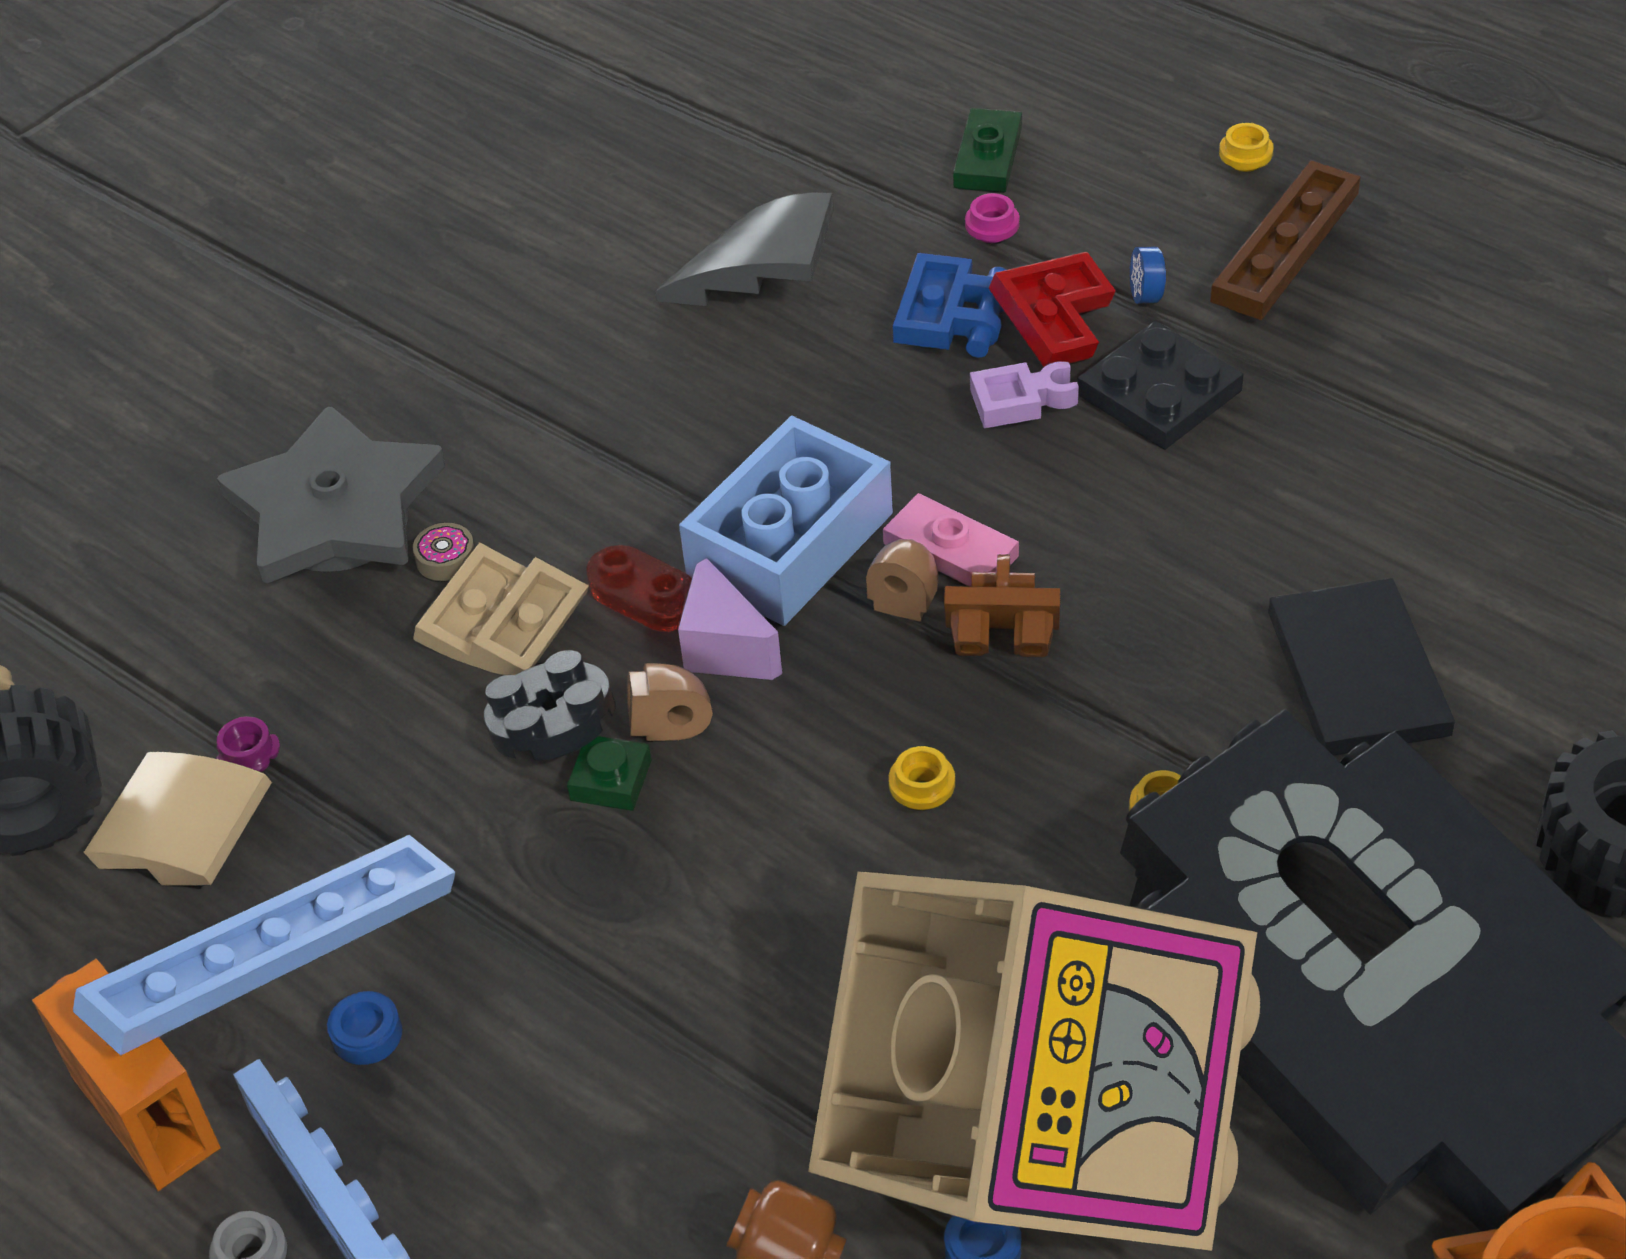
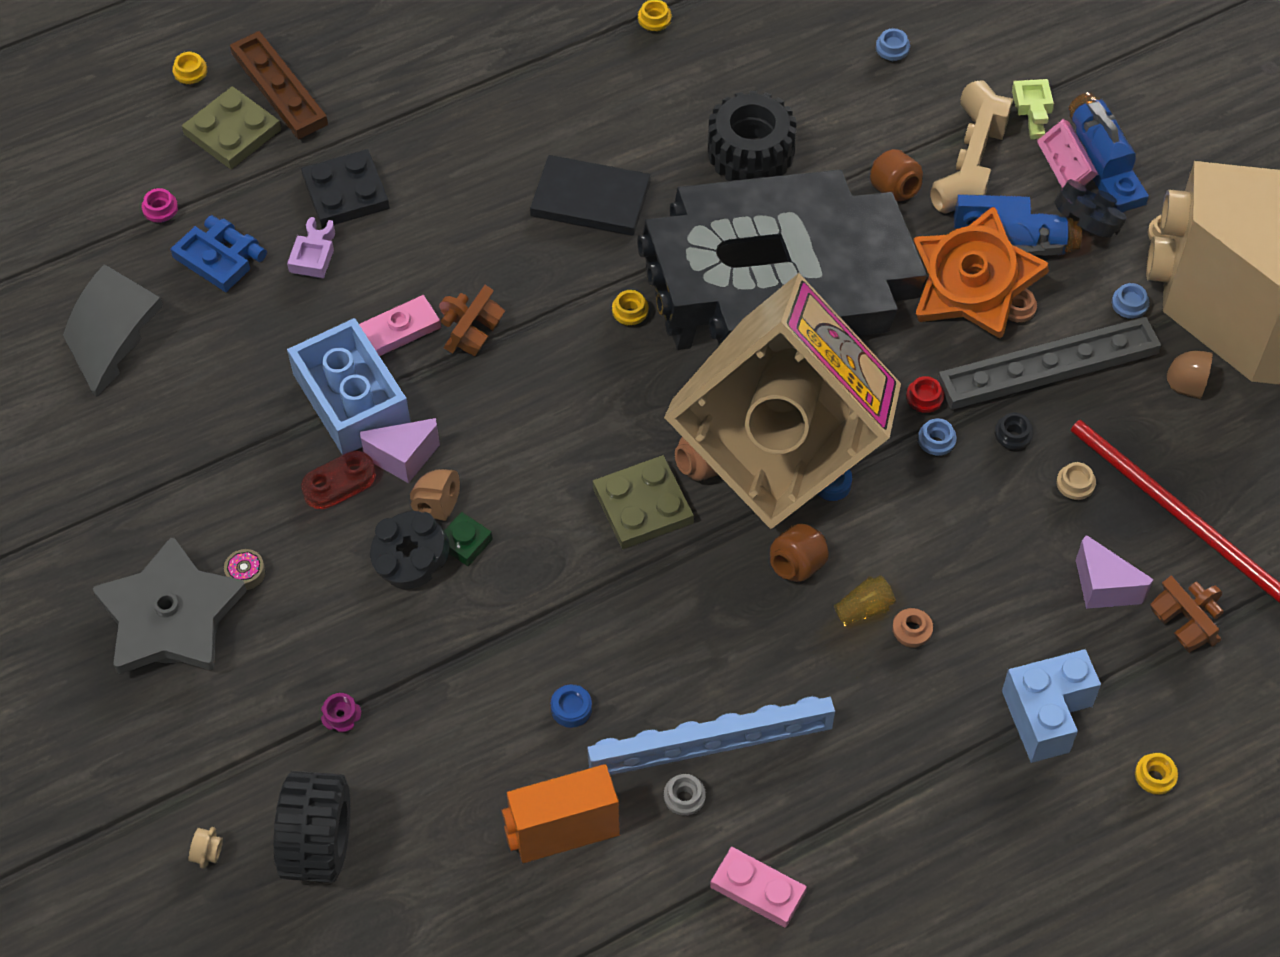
camera: 70 degrees left, 10 degrees up
(178, 818) = (375, 759): tan slope -> none
(260, 944) = (527, 714): light blue plate -> none
(499, 612) = (313, 554): tan slope -> none
(779, 974) = (643, 502): none -> olive plate
(902, 579) = (420, 353): medium nougat piece -> none
(917, 765) = (552, 392): yellow plate -> none
(987, 150) = (93, 184): dark green plate -> none
(1047, 302) = (253, 210): red plate -> none
(1147, 274) = (263, 155): blue tile -> none
(1187, 224) = (231, 127): none -> olive plate

